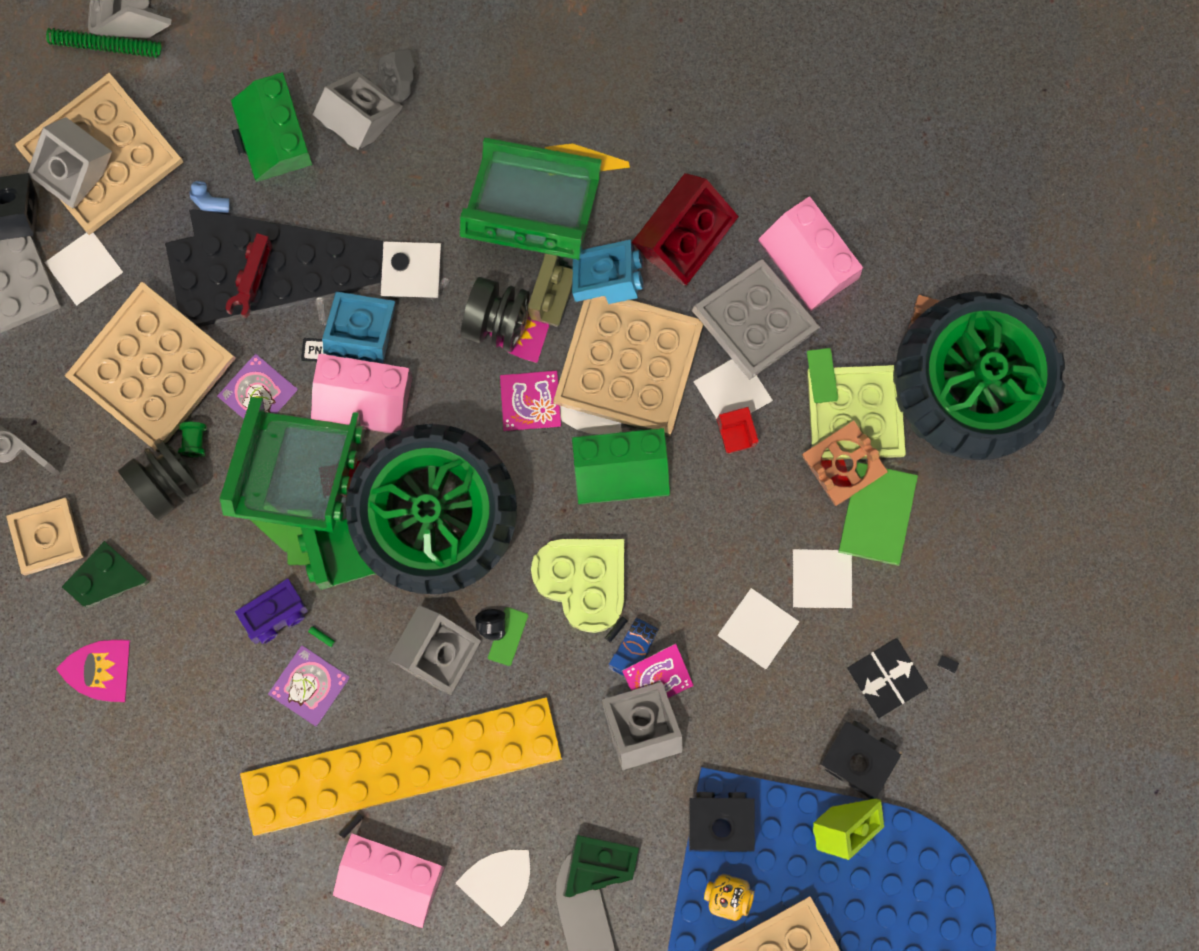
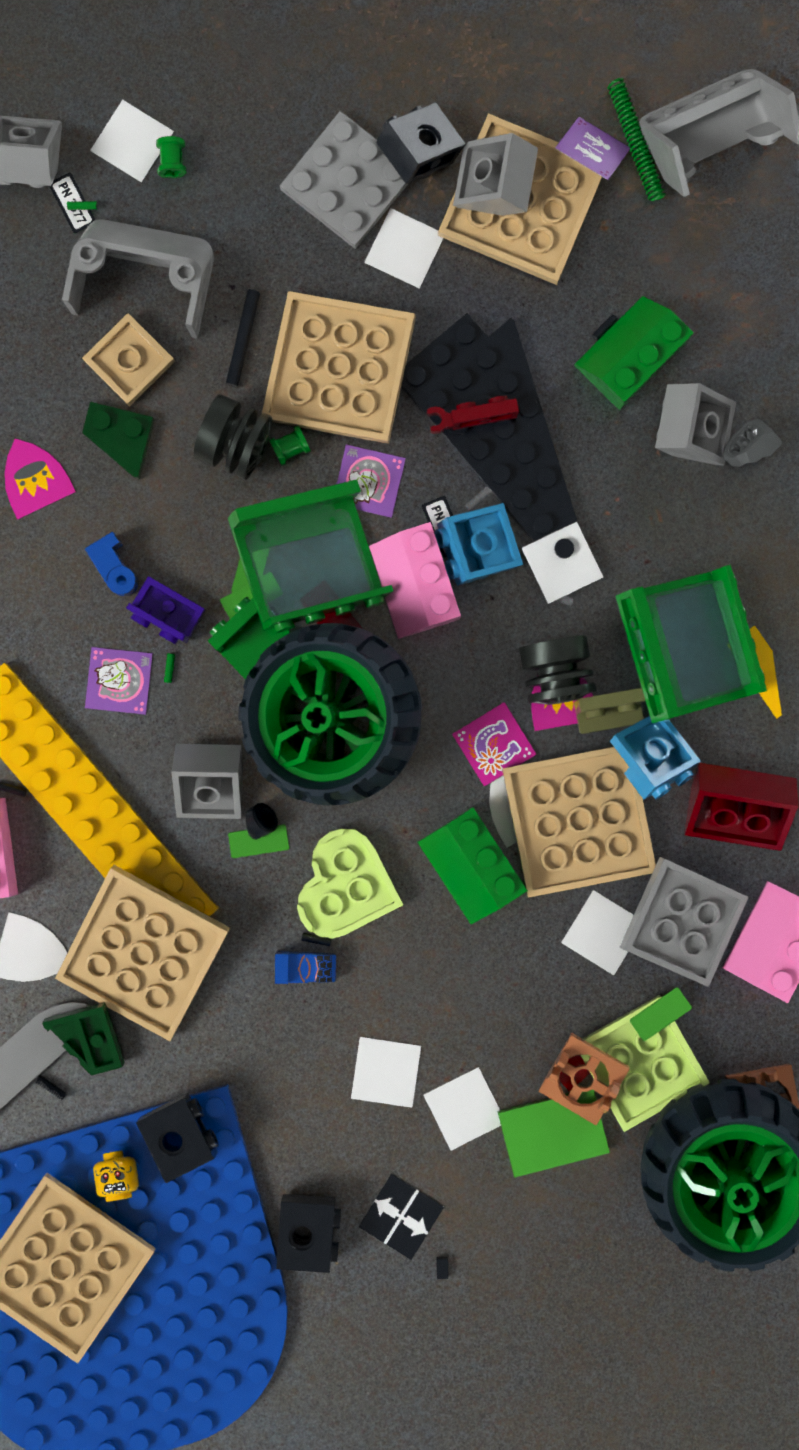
camera: 65 degrees right, 10 degrees up
(81, 434) = (242, 338): none -> black bar
(90, 78) = (593, 148): none -> medium lavender sticker
(203, 640) = (110, 565): none -> blue leg
(205, 201) = (528, 328): medium blue arm -> none
(549, 778) = (142, 952): none -> tan plate
(626, 923) = (51, 1087): none -> black leg
(642, 726) = (235, 1013): light grey slope -> none
(662, 667) = (287, 1005): dark pink sticker -> none
(737, 430) = (565, 958): red panel -> none
(848, 827) = (233, 1256): lime slope -> none

